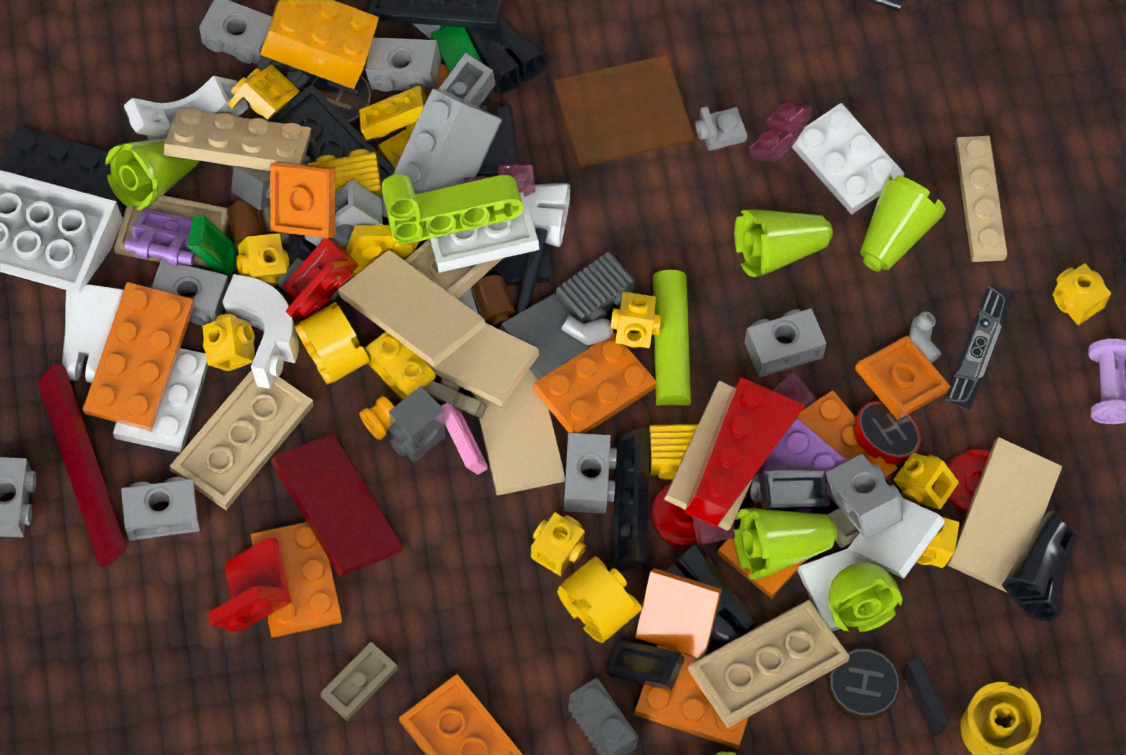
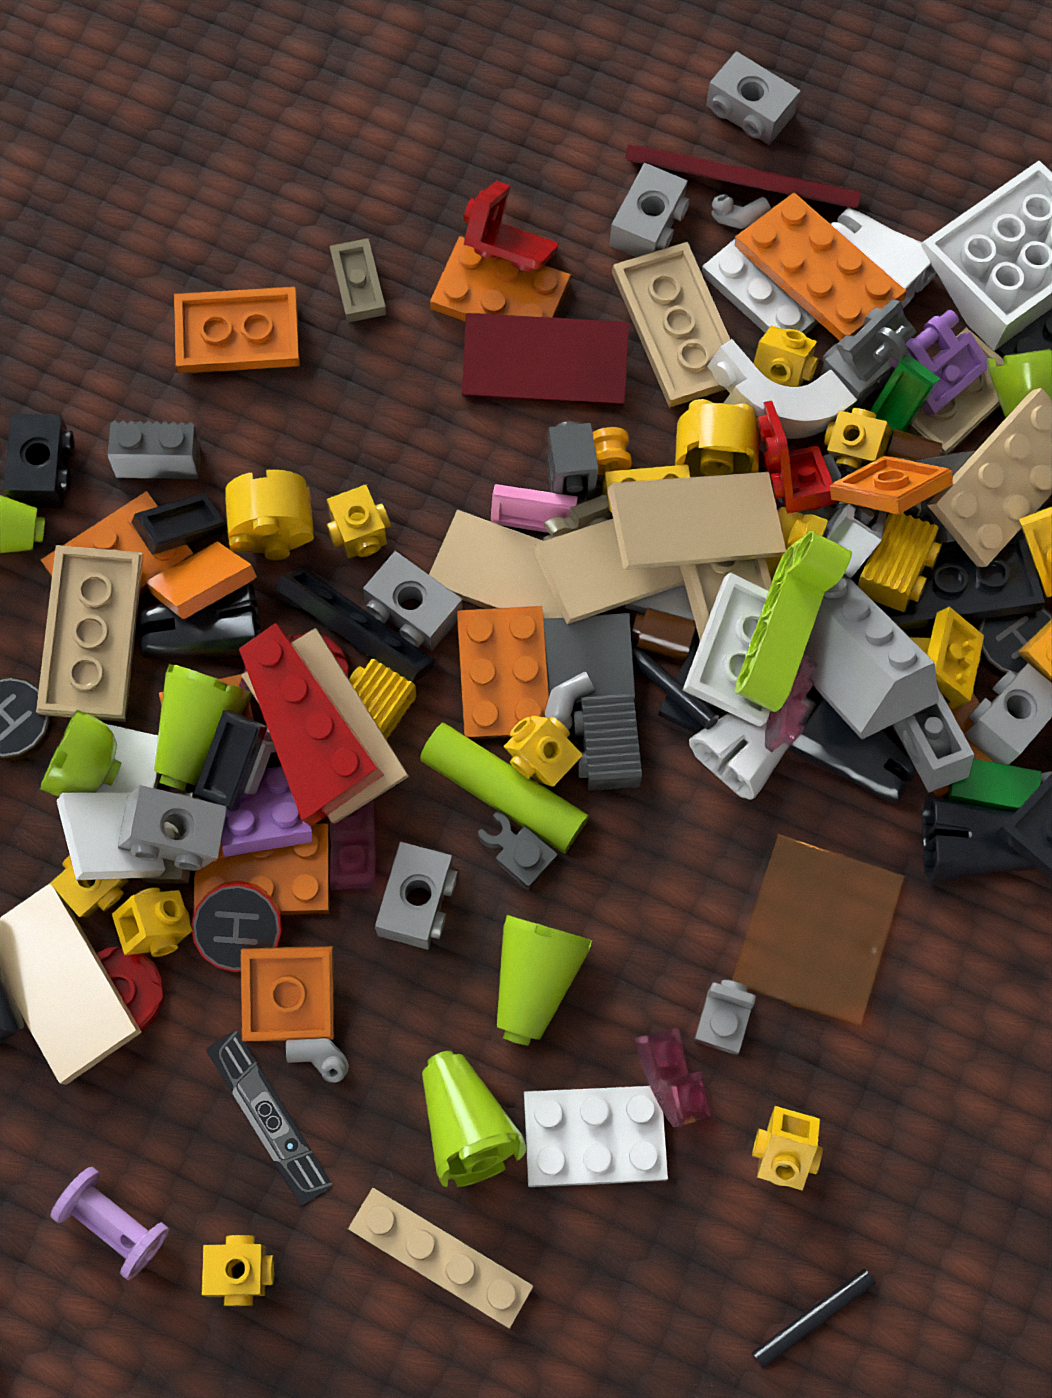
camera: 125 degrees right, 5 degrees up
(116, 449) = (737, 216): none -> light grey arm
(189, 267) = (878, 341): none -> dark grey hips
(706, 303) = (521, 854): none -> dark grey plate
(776, 44) = (788, 1148): none -> yellow brick

